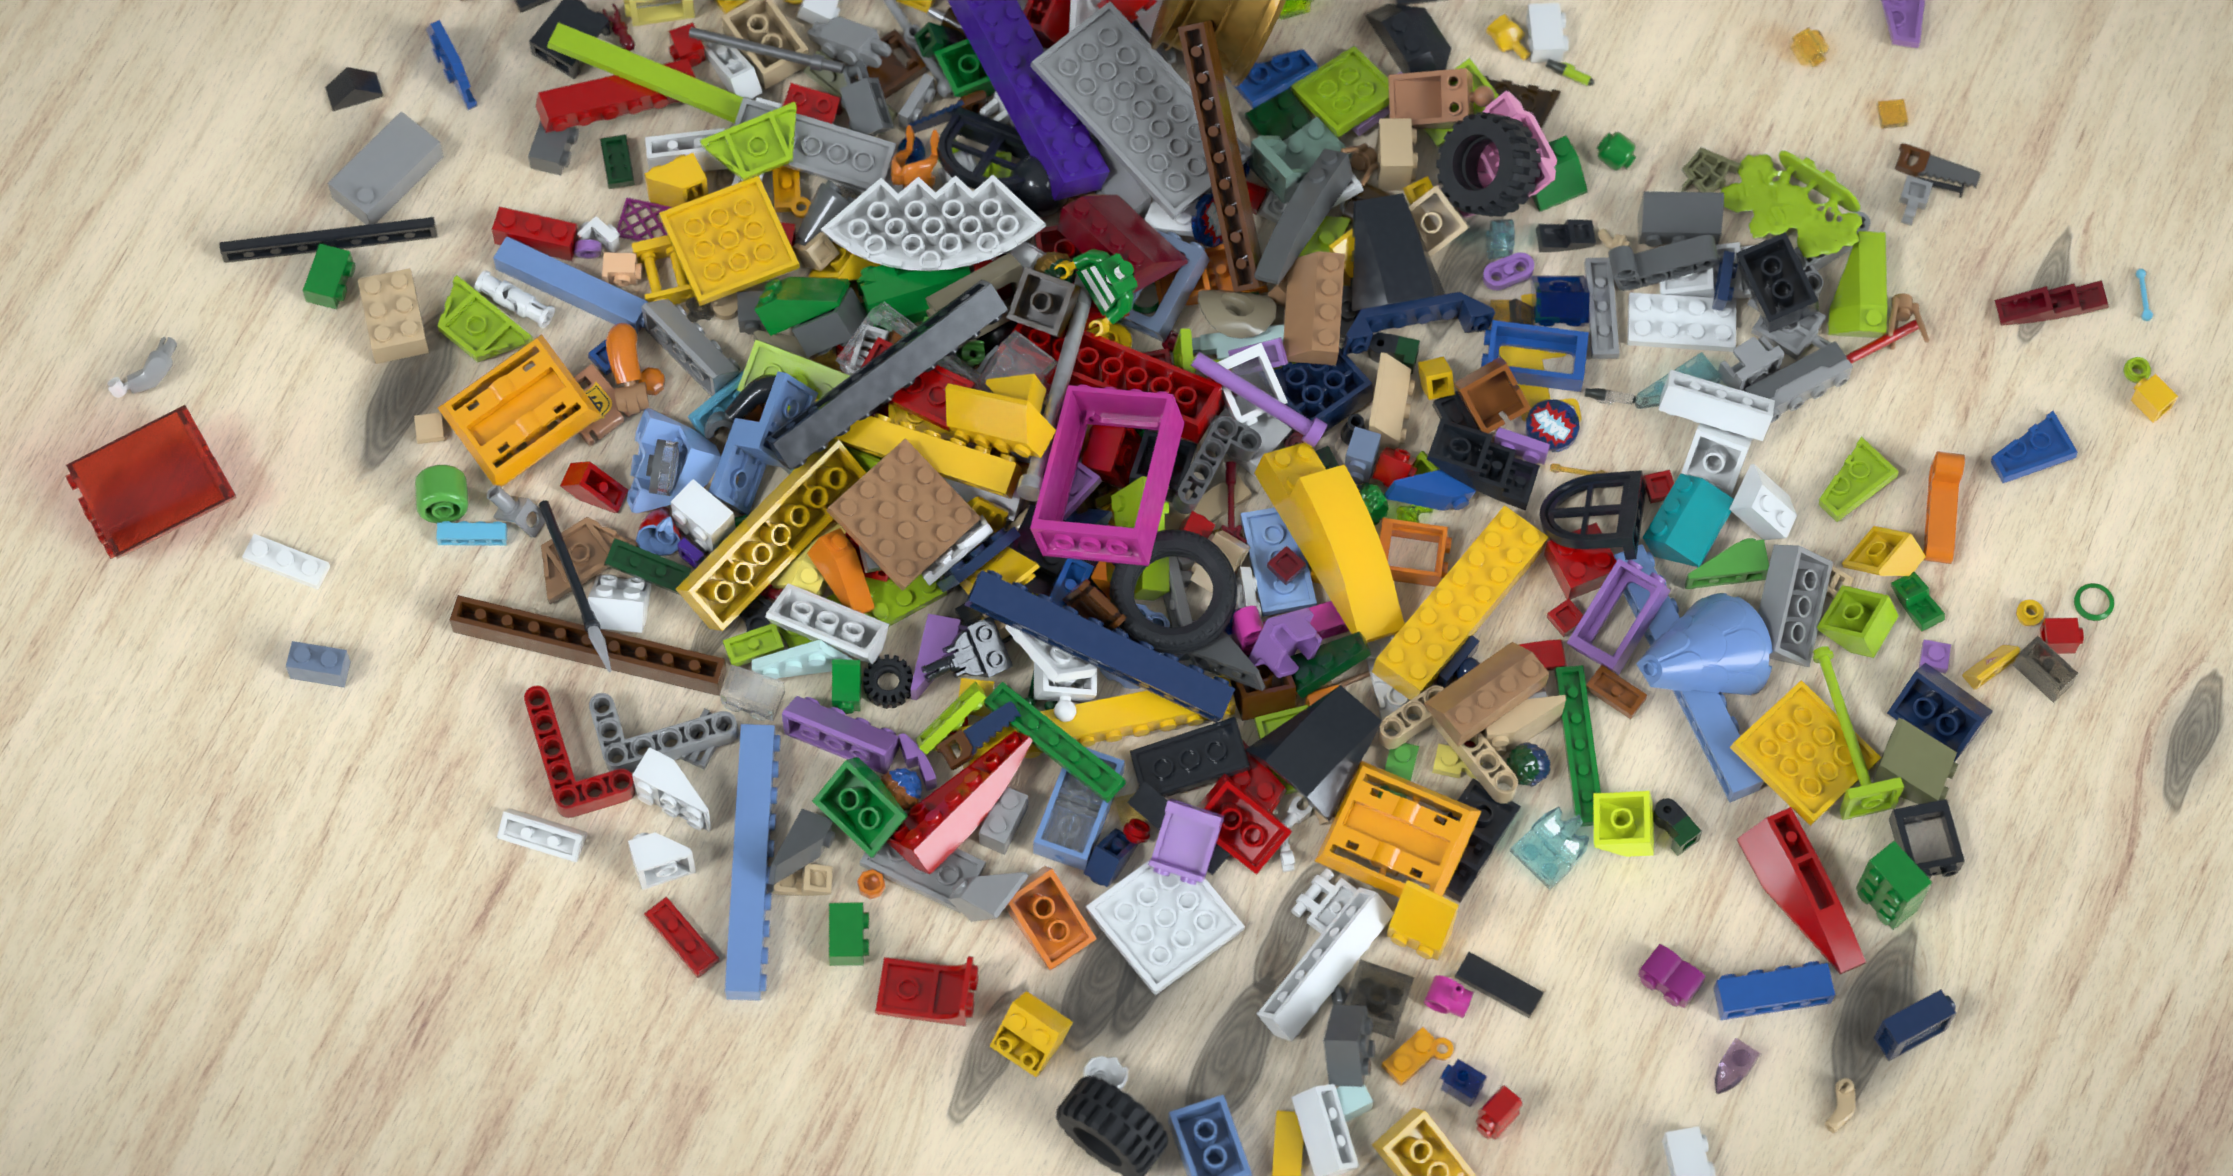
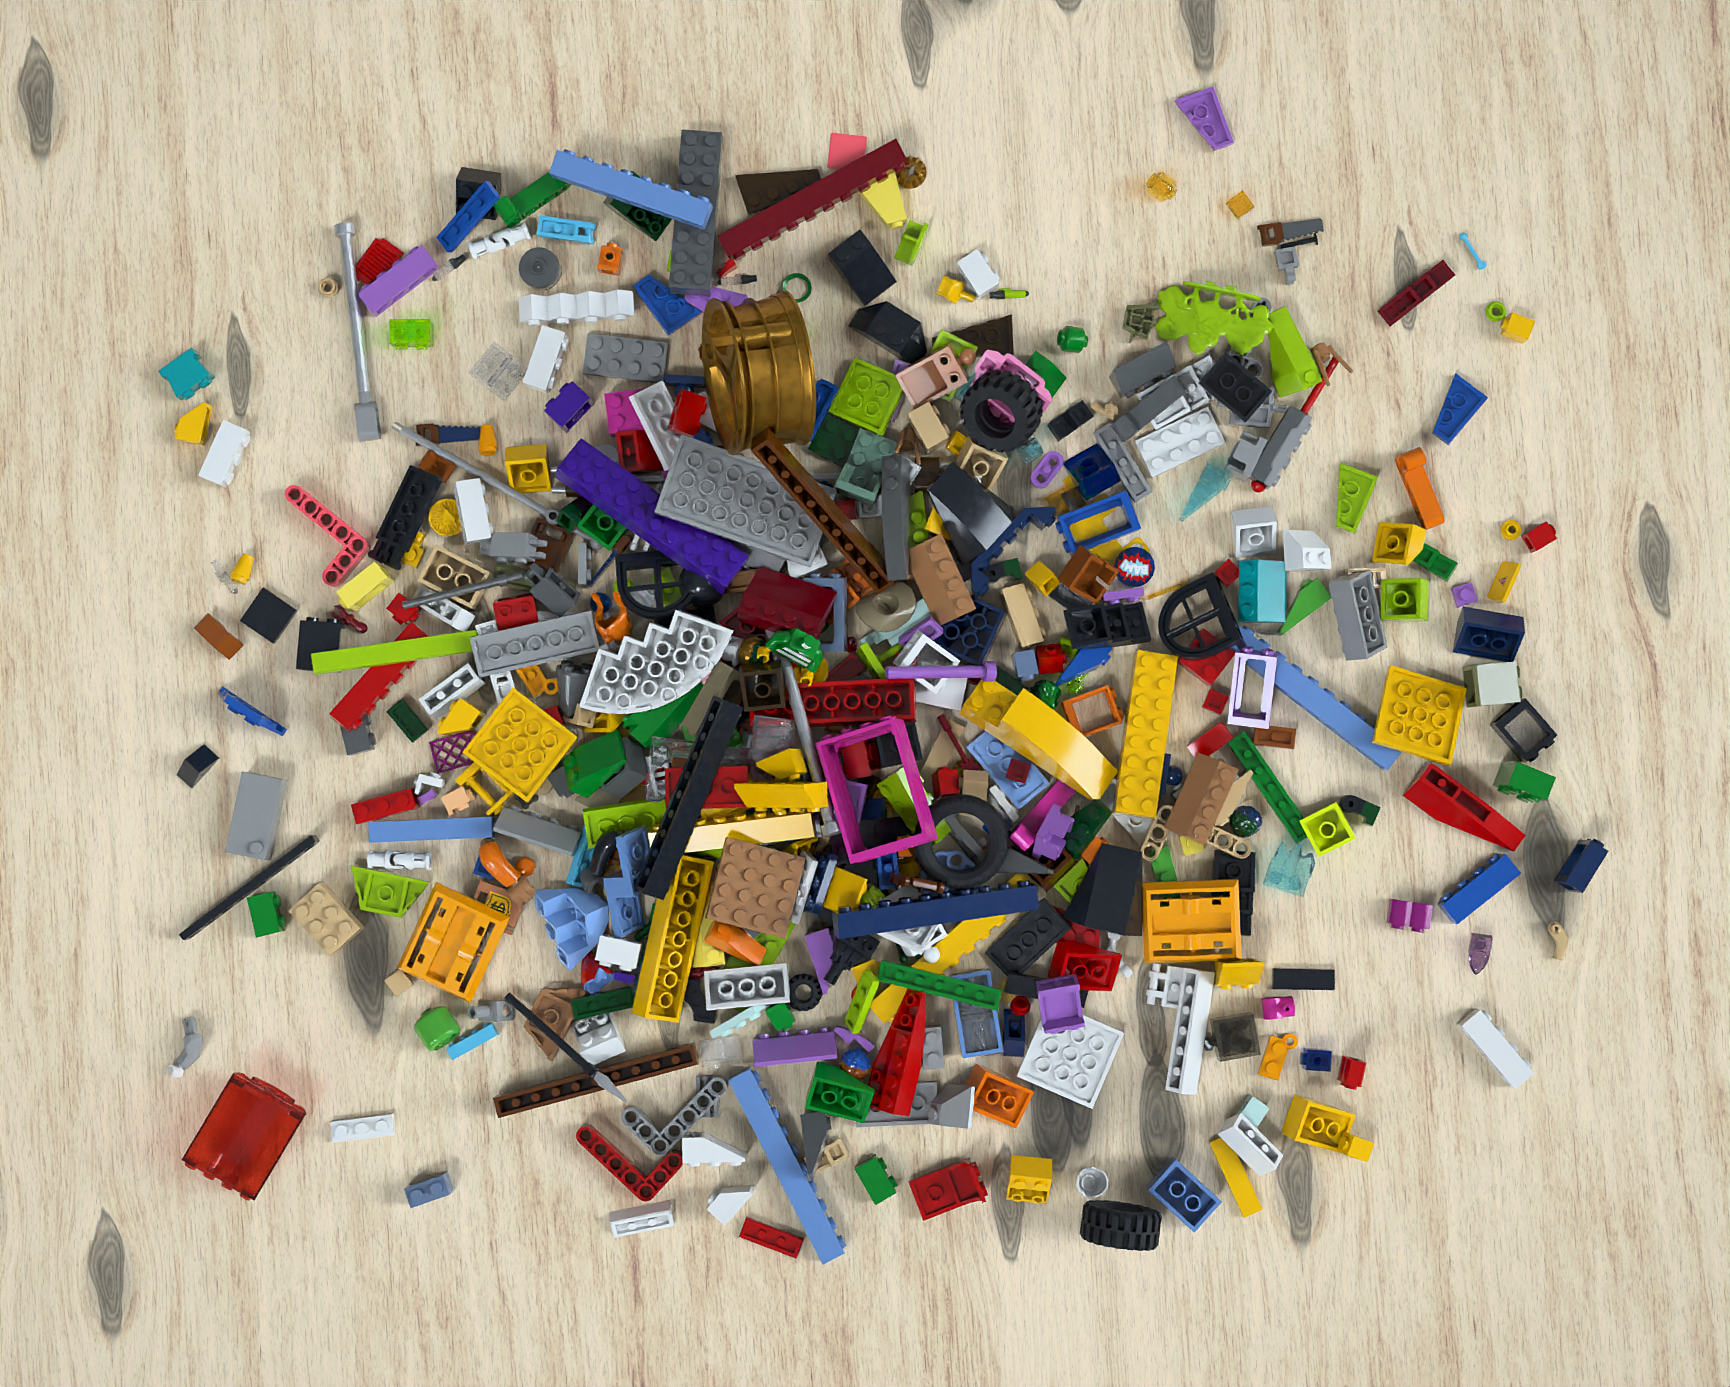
camera: 30 degrees left, 20 degrees up
(593, 486) = (533, 965): red slope -> none
(663, 467) = (575, 936): clear piece -> none
(753, 645) = (702, 1022): lime plate -> none
(756, 144) = (499, 667): lime wing -> none
(871, 884) = (871, 1136): orange tile -> none
(976, 735) = (886, 1004): piece -> none
(1206, 223) = (832, 556): clear blue tile -> none
(1208, 465) = (934, 734): dark grey beam -> none
(1349, 1045) = (1237, 1083): dark grey brick -> none
(1354, 420) = (1003, 649): black cone -> none
(1608, 397) = (1160, 524): clear piece -> none
(1712, 649) = (1322, 679): medium blue cone -> none
(1716, 405) = (1240, 501): white brick -> none
(1726, 270) = (1194, 395): dark blue plate -> none
(1870, 796) = (1475, 722): lime tile -> none
(2045, 669) = (1543, 568): clear smoke brick -> none
(2086, 615) = (1536, 504): green piece -> none

